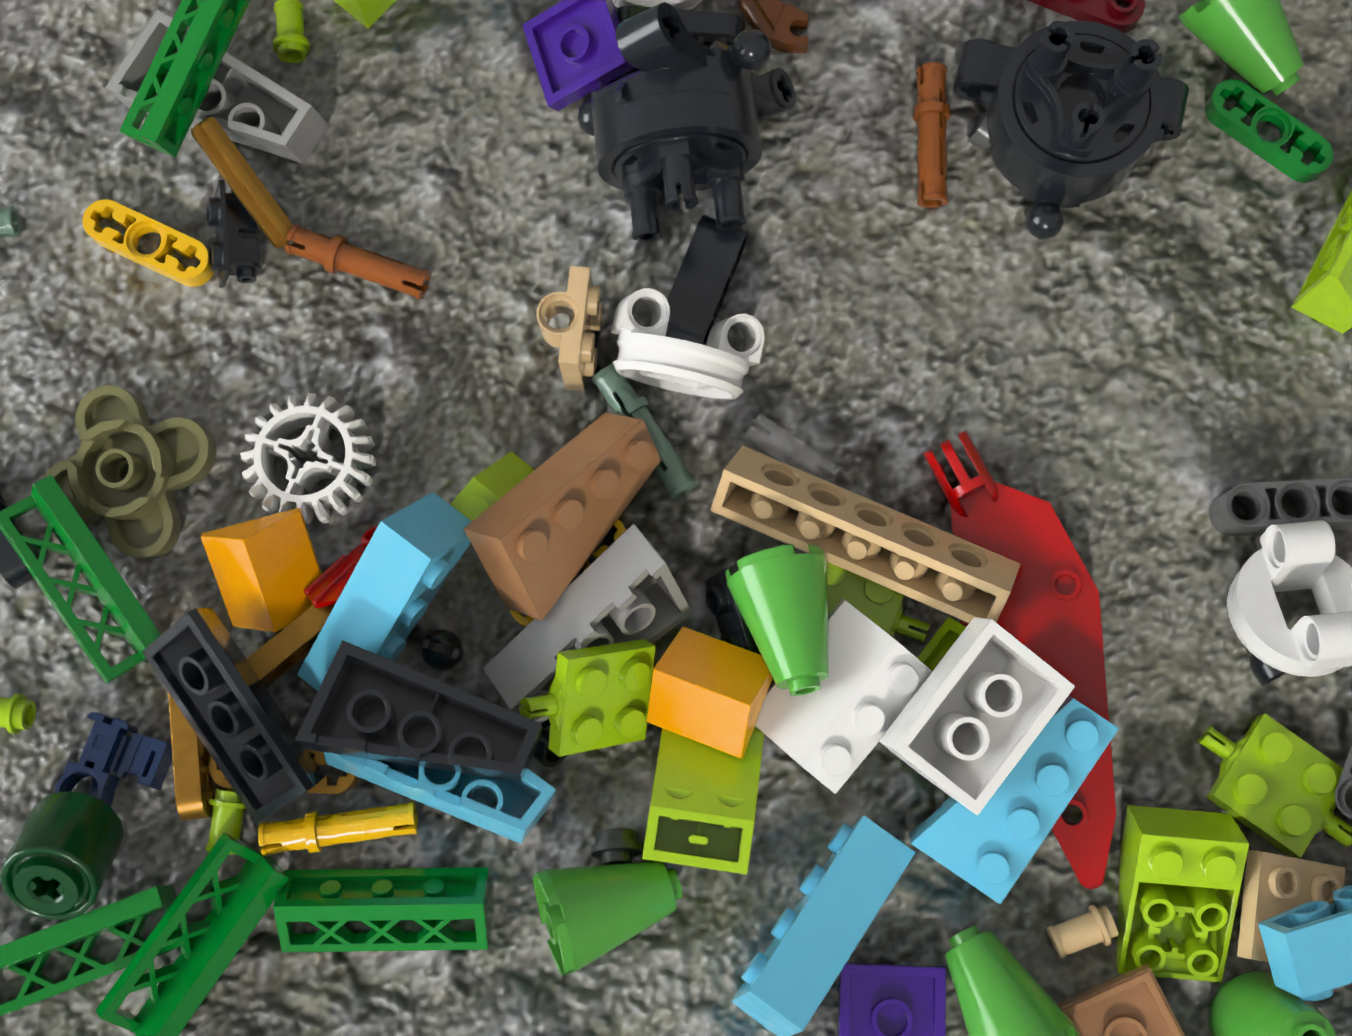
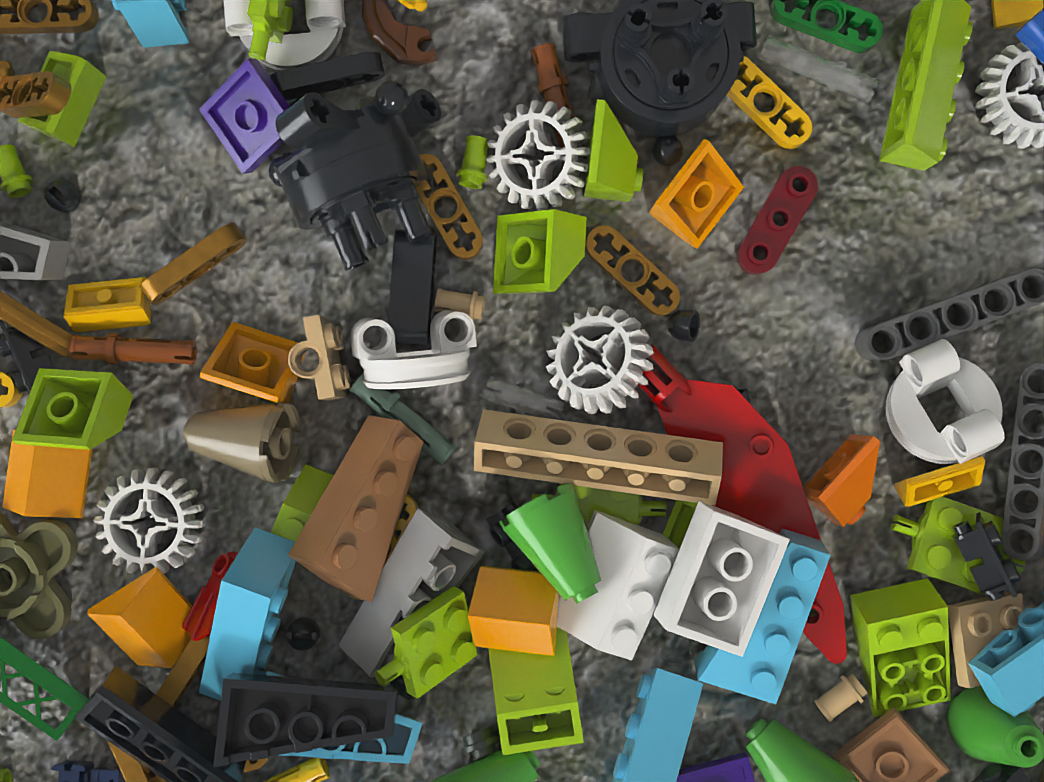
camera: 20 degrees left, 10 degrees up
(209, 371) = (46, 481): none -> light orange slope
(270, 297) = (73, 409): none -> lime slope
(326, 78) = (66, 188): none -> black hinge
(345, 207) = (107, 305): none -> yellow slope
(457, 395) = (248, 438): none -> dark tan cone
(459, 186) = (193, 263): none -> pearl gold beam
(489, 318) = (252, 363): none -> light orange slope
(769, 322) = (470, 304): none -> tan pin
(787, 239) = (469, 227): none -> pearl gold beam
(811, 178) = (474, 162): none -> lime pin
(861, 282) = (537, 250): none -> lime slope
(894, 147) = (540, 172): none -> white gear
(917, 403) = (574, 378): none -> white gear
(958, 307) = (604, 258): none -> pearl gold beam
(977, 209) = (612, 159): none -> lime slope
(1011, 423) = (685, 325): none -> black hinge
(1065, 278) = (697, 195): none -> light orange slope
(1139, 349) = (765, 232): none -> dark red plate
(1157, 662) = (845, 480): none -> orange slope
(1167, 221) = (781, 100): none -> yellow beam
(1246, 182) = (819, 69): none -> clear pin
(1276, 695) = (941, 482): none -> yellow slope
(1317, 824) = (995, 572): none -> black hinge

